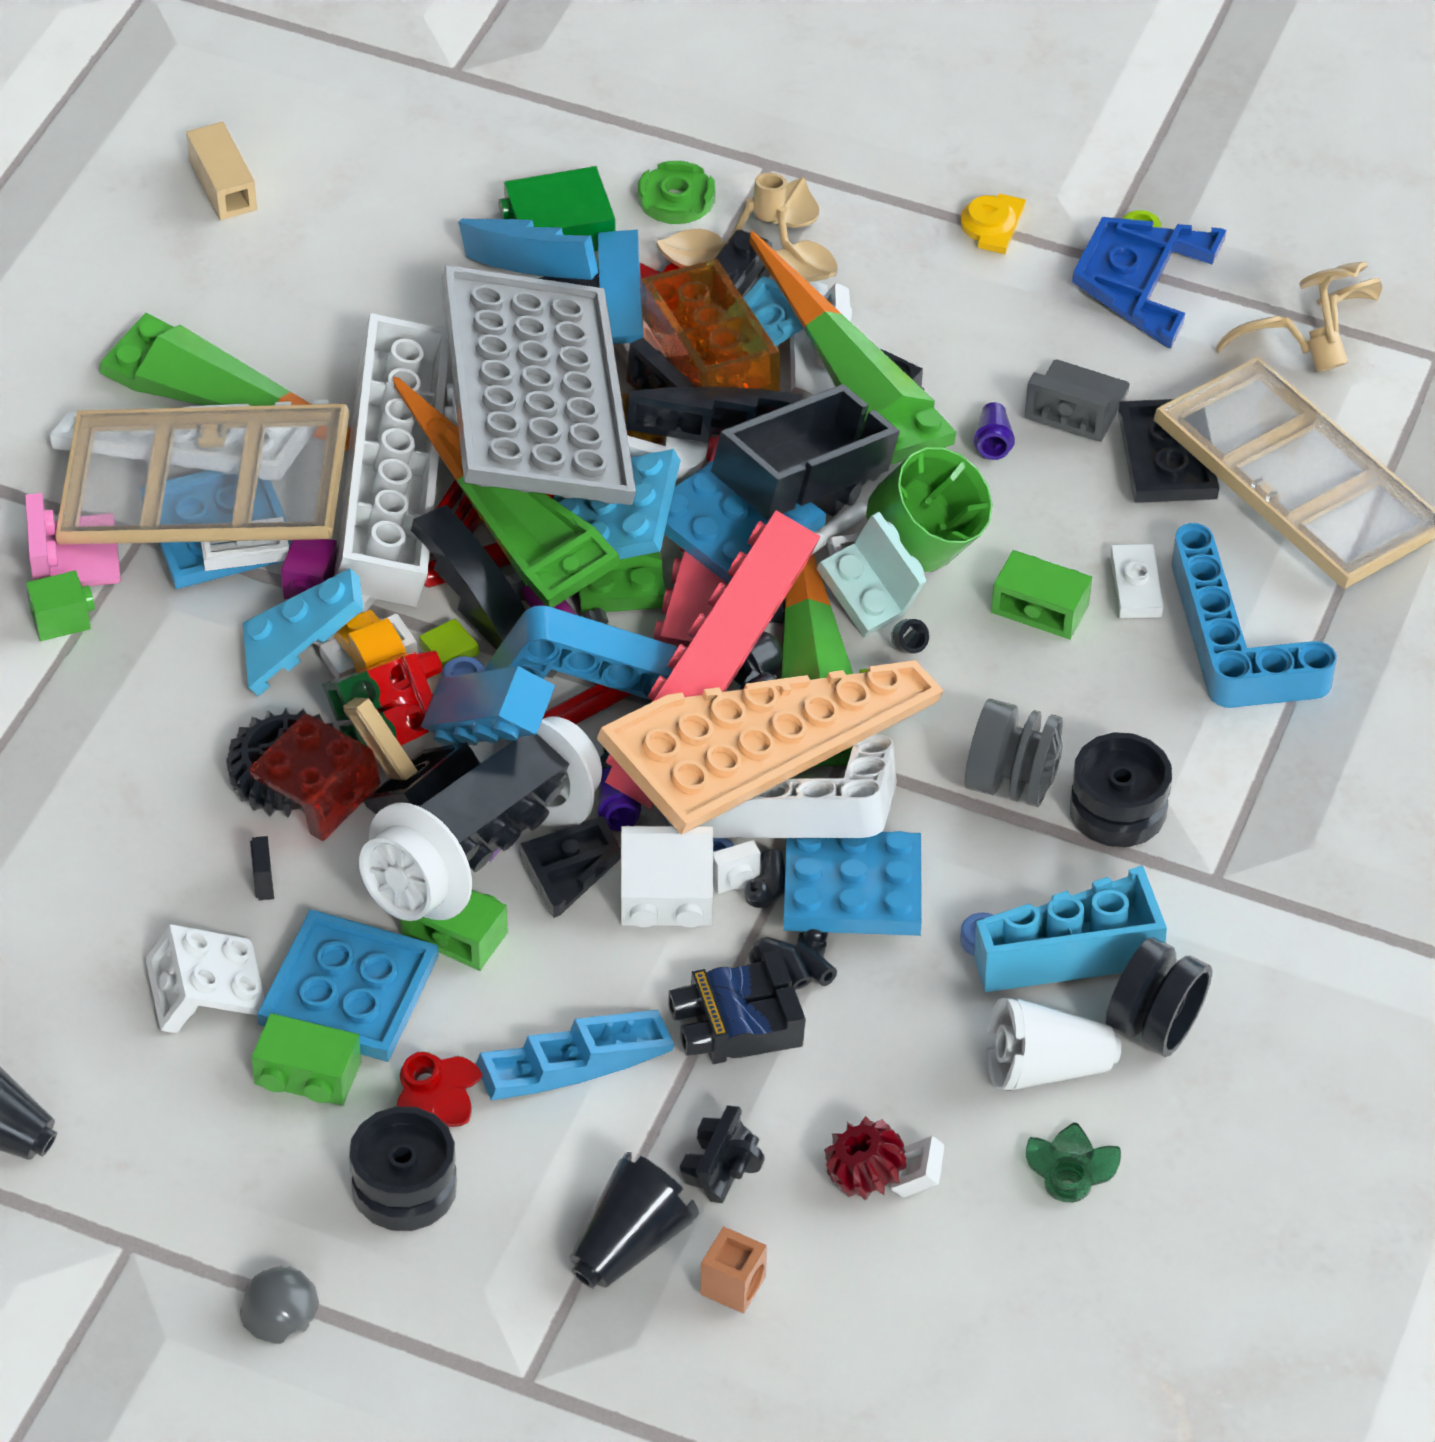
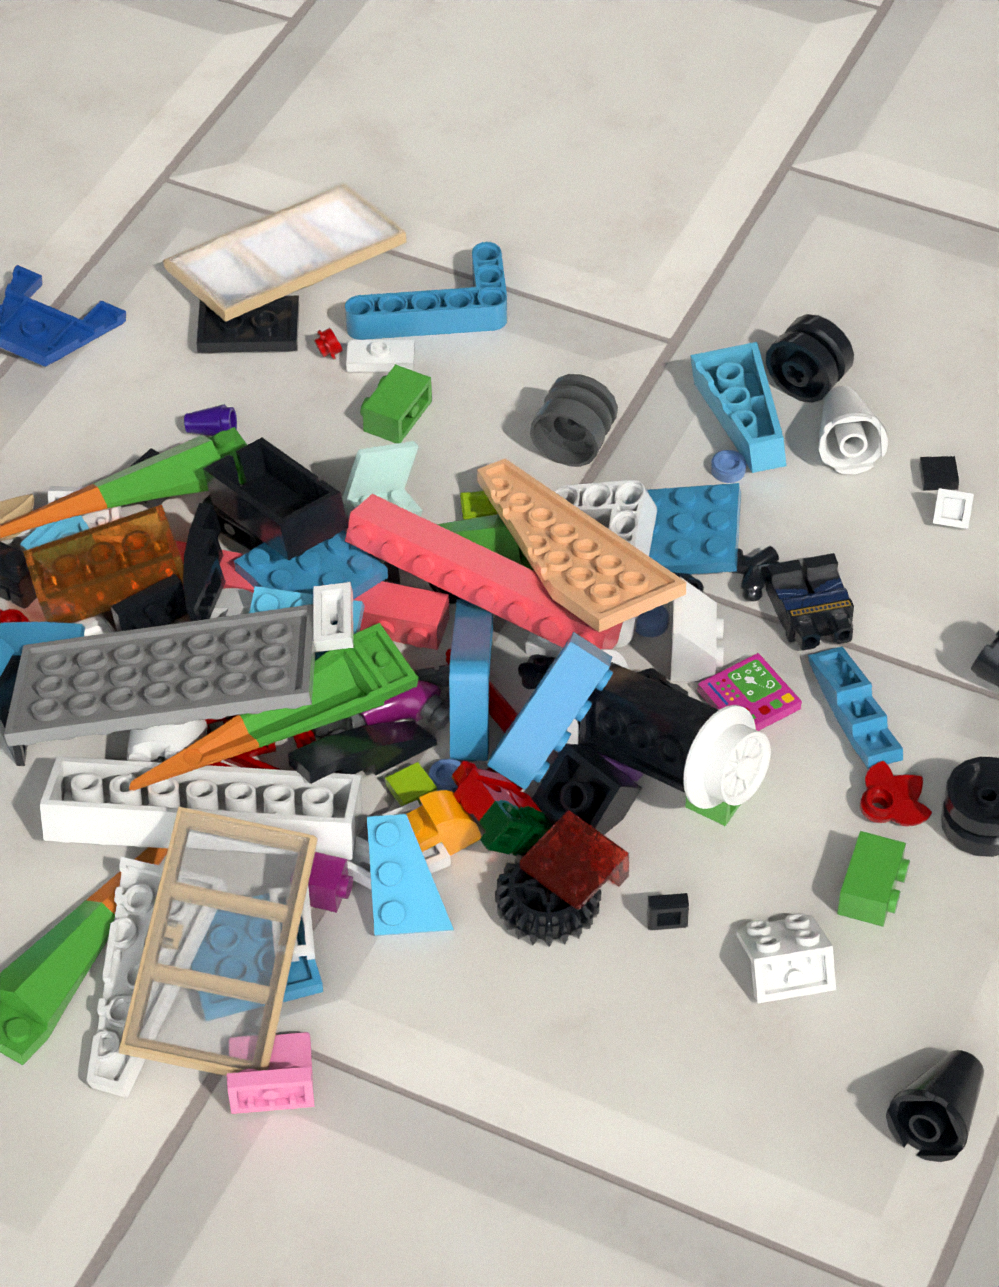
camera: 85 degrees left, 0 degrees up
(59, 605) = (345, 1078): bright green brick -> none
(351, 980) = (790, 853): dark azure plate -> none
(379, 738) = (551, 805): tan tile -> none
(592, 953) = (755, 688): none -> tile
(610, 504) = (333, 604): none -> white piece
(728, 1154) = (952, 612): black hips -> none
(865, 1158) = (951, 520): dark red gear -> none
(915, 640) = (431, 486): black hinge -> none
(934, 504) = (326, 438): bright green piece -> none
(993, 1162) = (939, 473): none -> black tile
(1072, 1159) = (938, 430): clear green plate -> none
(1075, 399) = (186, 371): dark grey bracket -> none
(1120, 789) = (613, 359): black wheel -> none
(1145, 526) = (328, 343): none -> red plate
(1325, 342) = (154, 222): tan plant -> none

